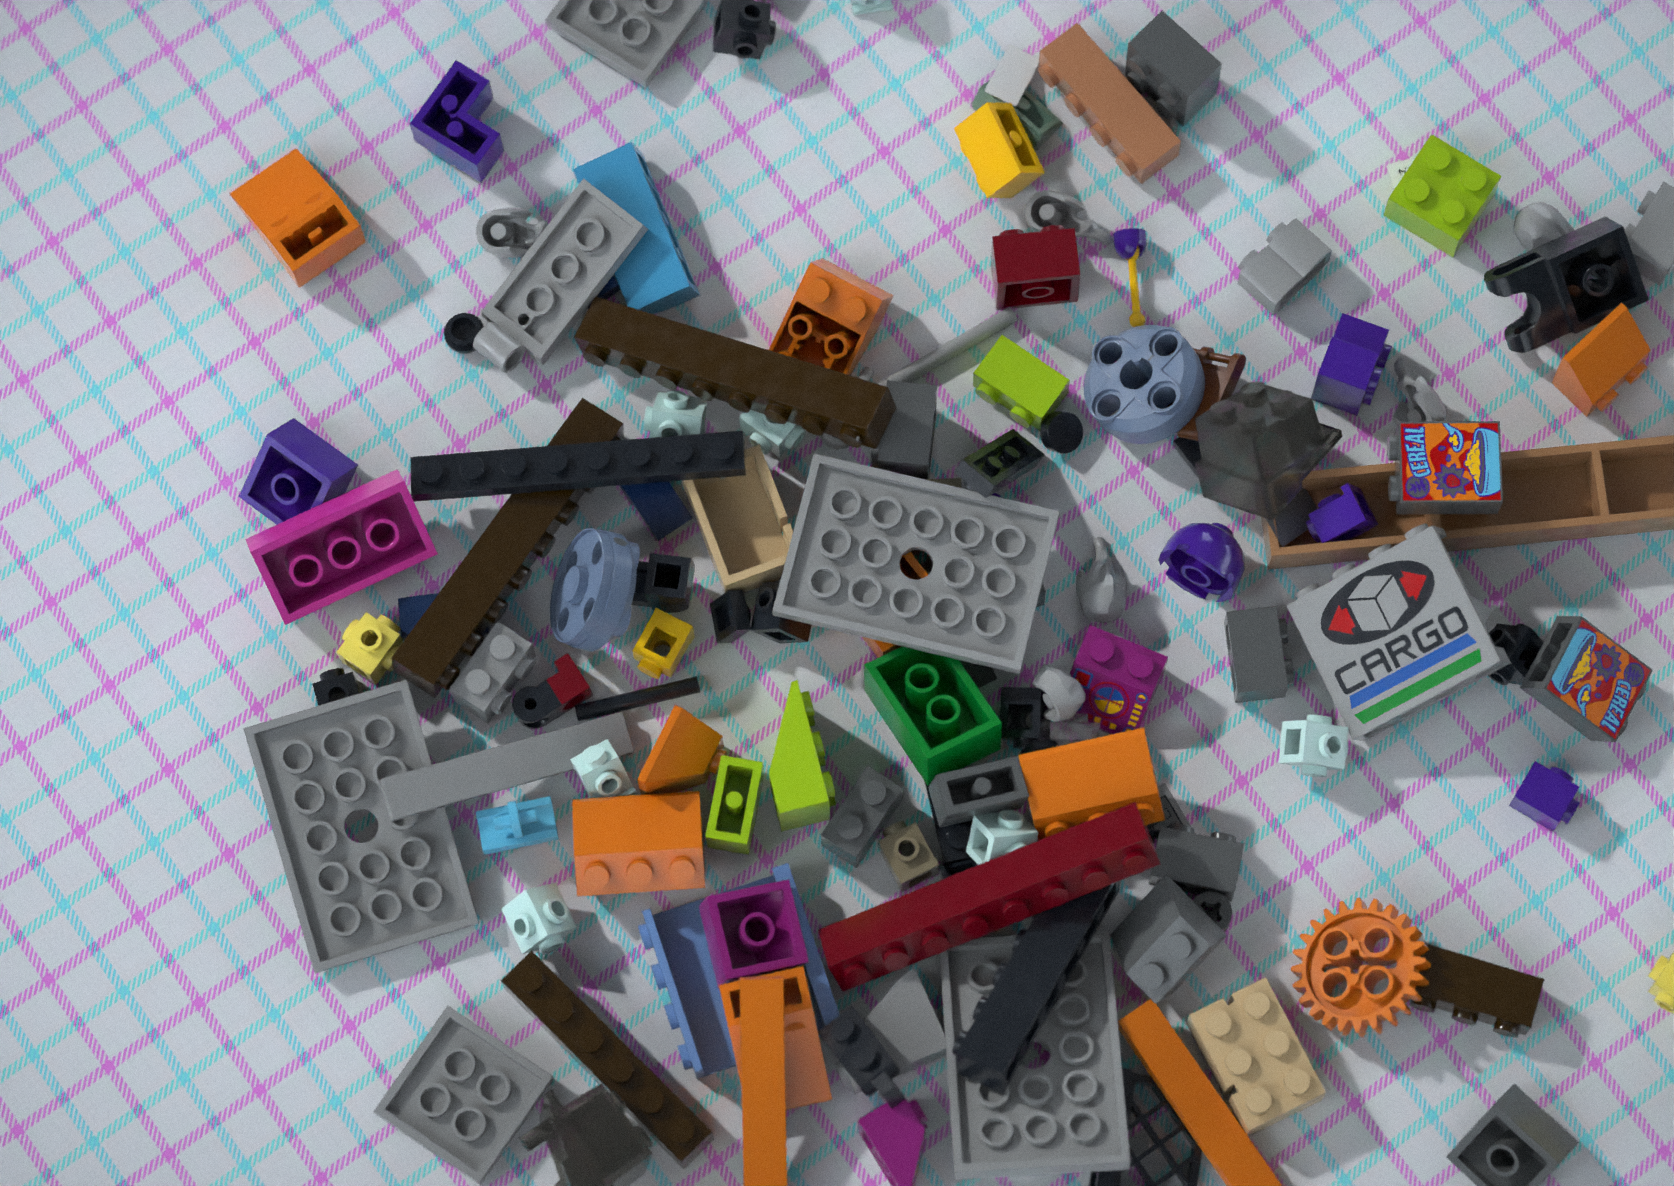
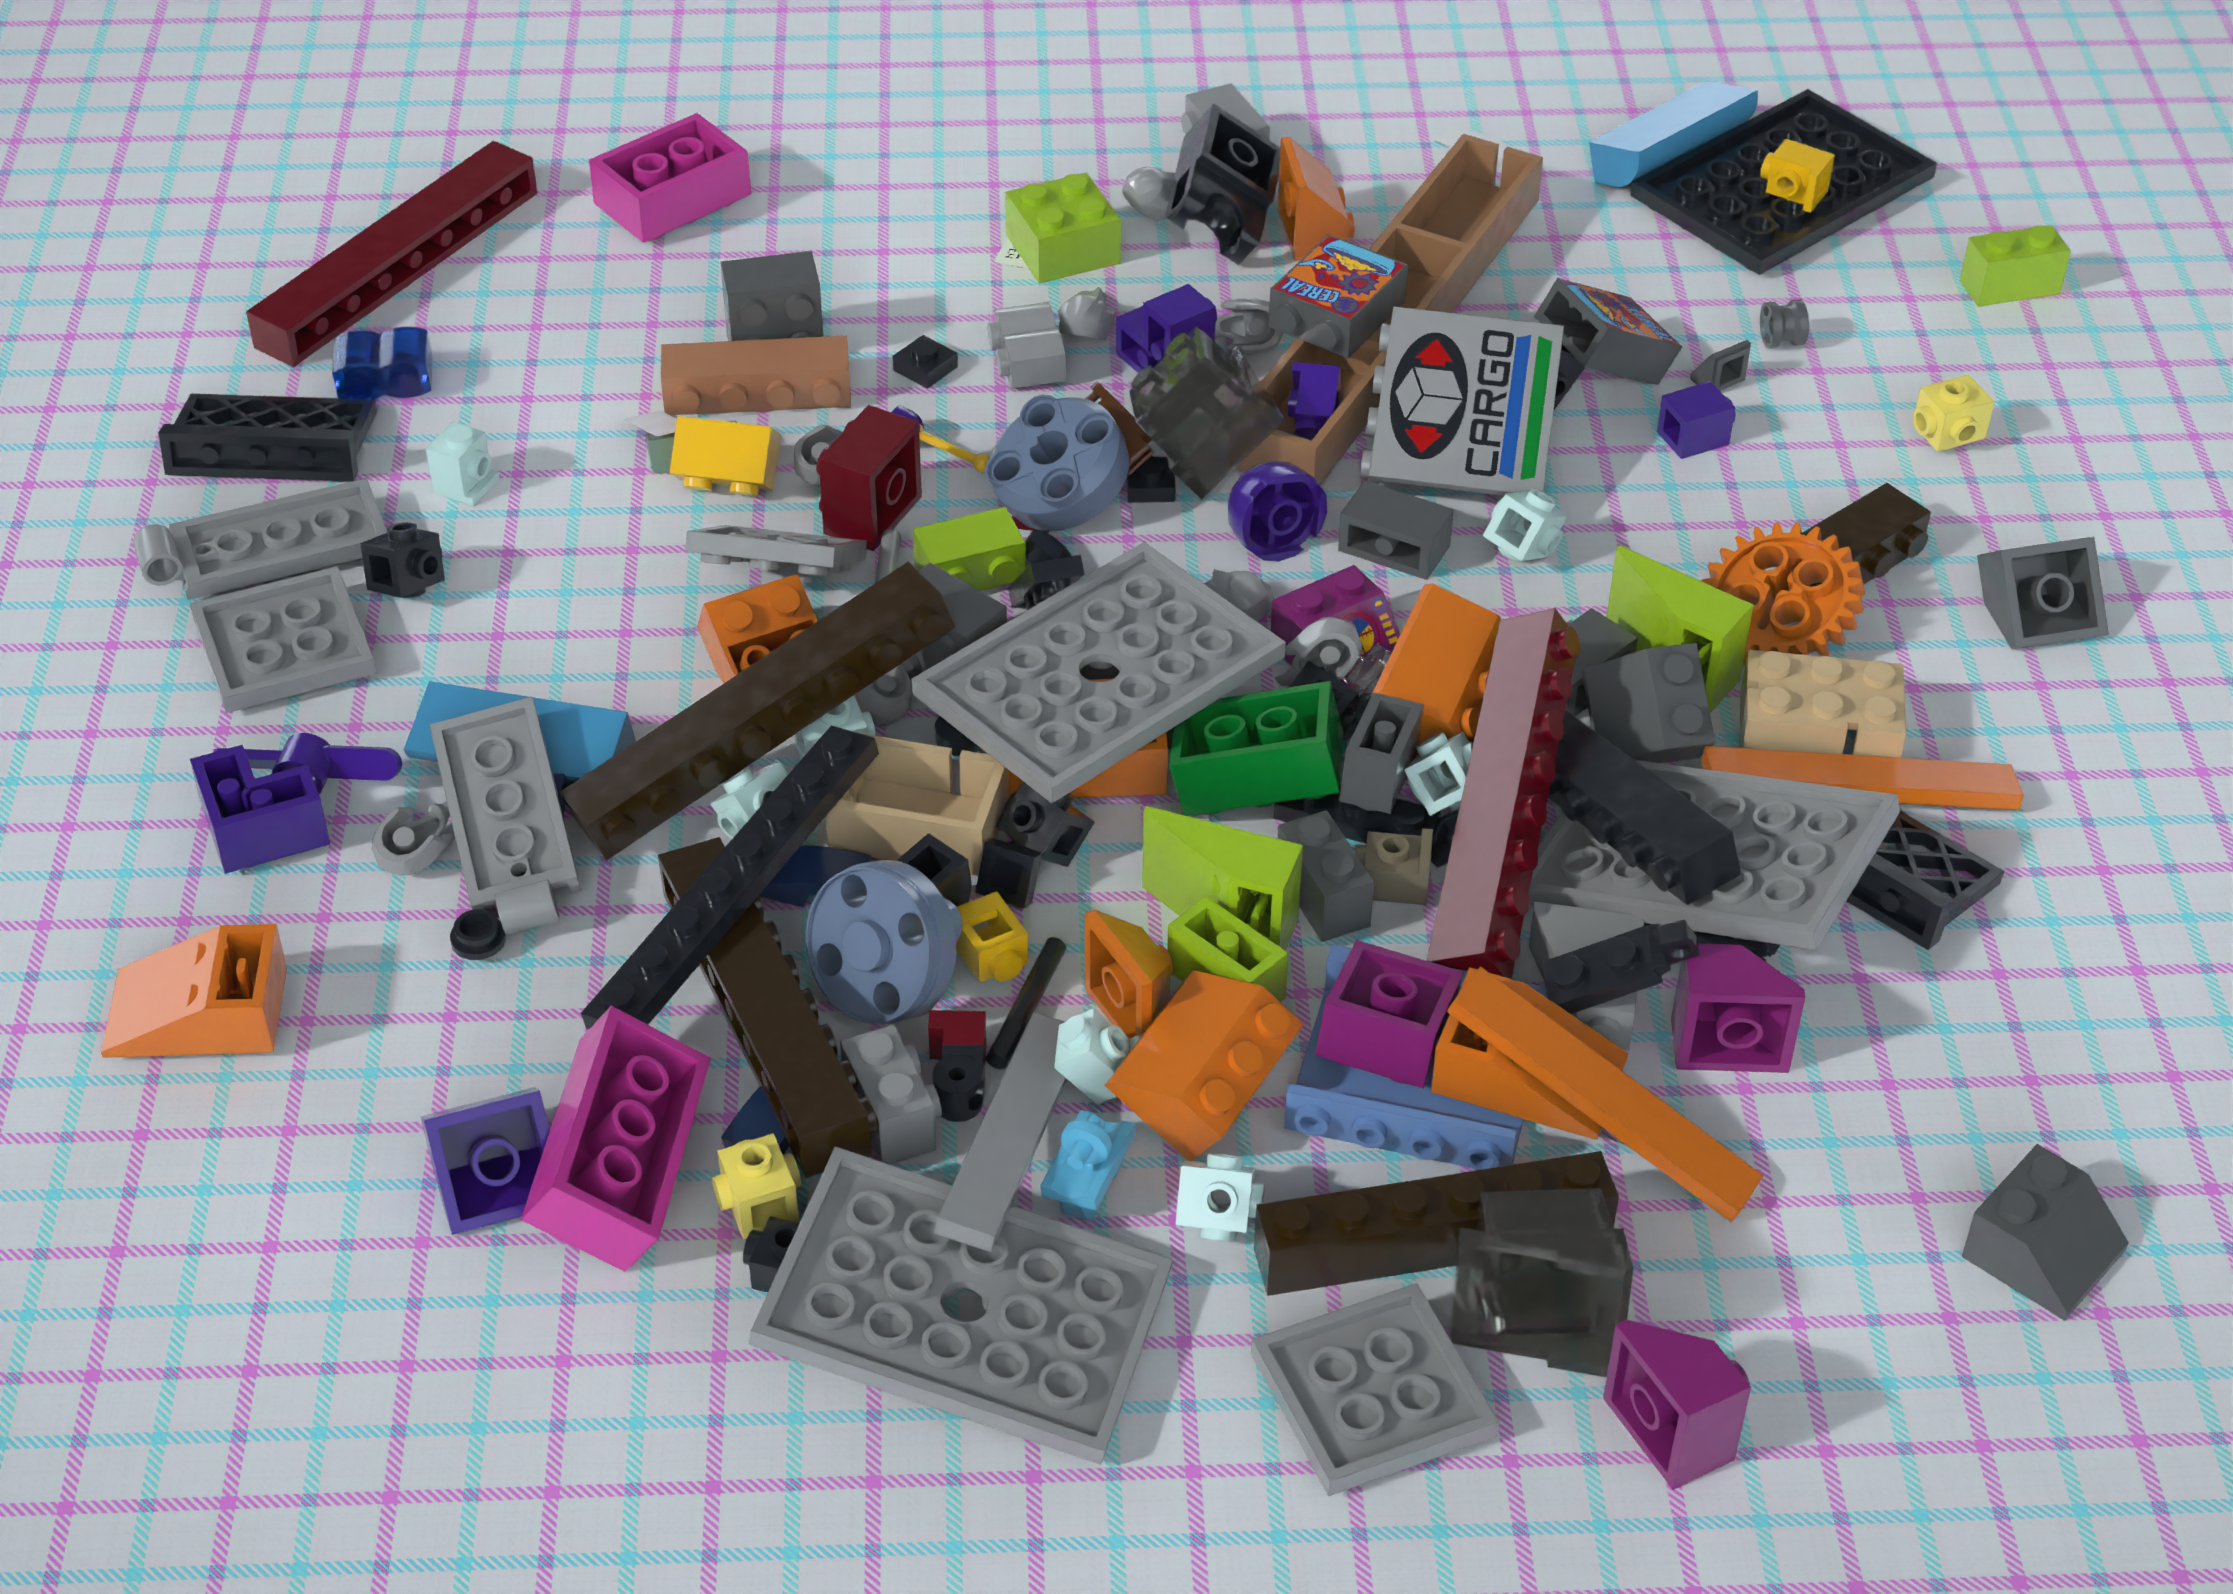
camera: 60 degrees left, 30 degrees down
(528, 119) = (328, 760): none -> dark purple piece
(916, 260) = (775, 549): none -> light grey plate
(1222, 202) = (925, 361): none -> black plate
(1257, 934) = (1676, 609): none -> lime slope
(1348, 282) = (1086, 315): none -> light grey piece
(1631, 780) = (1724, 367): none -> dark grey slope

